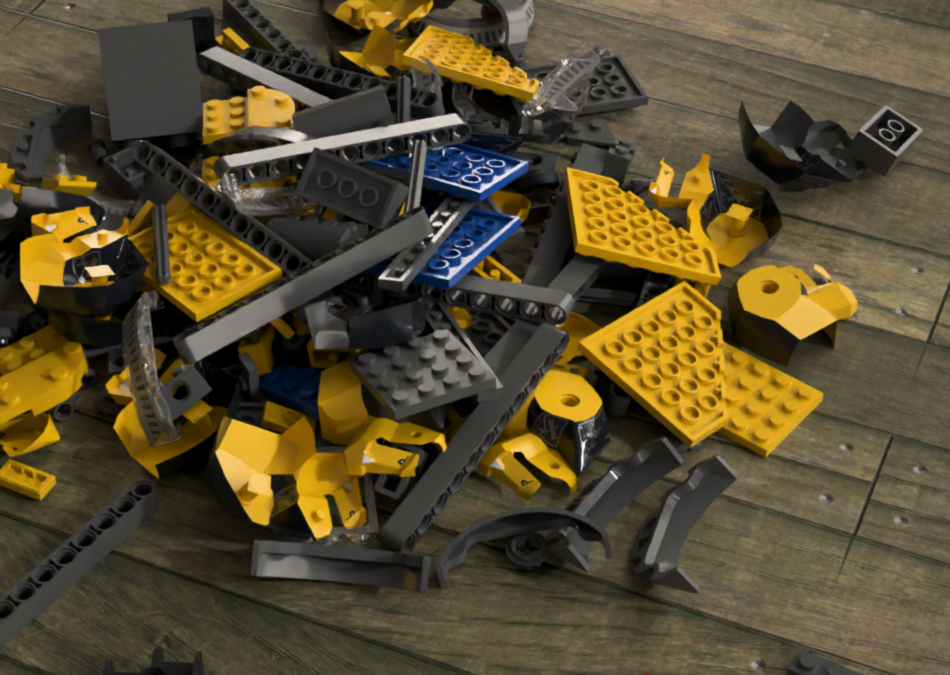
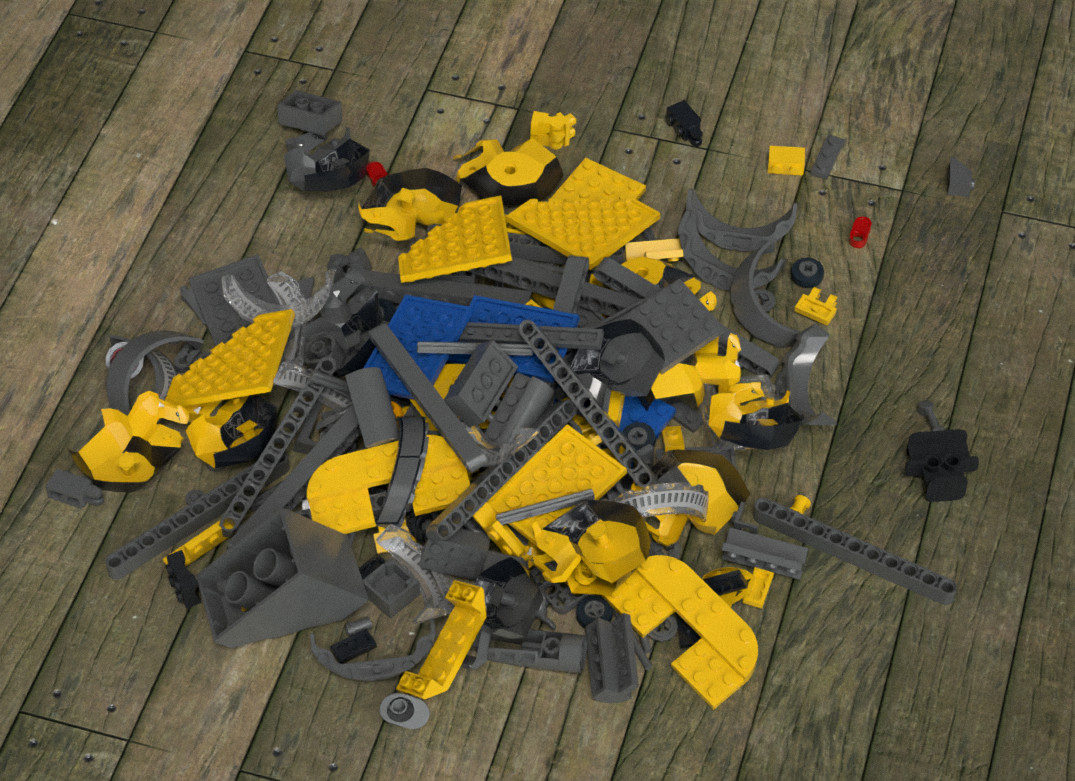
camera: 95 degrees left, 10 degrees up
(27, 431) = (727, 582): none -> black plate
(68, 485) = (765, 553): none -> dark grey brick
(73, 147) = (353, 646): none -> black plate
(132, 470) = (737, 517): none -> dark grey bracket
(138, 536) = (800, 504): none -> yellow bush
(282, 374) = (638, 430): none -> wheel
(498, 611) = (815, 309): none -> yellow plate
(577, 611) = (807, 272): none -> black wheel
(627, 438) = (655, 249): none -> yellow bracket
(792, 204) = (375, 171): none -> red piece
(818, 617) = (786, 160): none -> yellow brick
(867, 353) = (553, 130): none -> yellow hips
(899, 507) = (685, 122): none -> black hinge

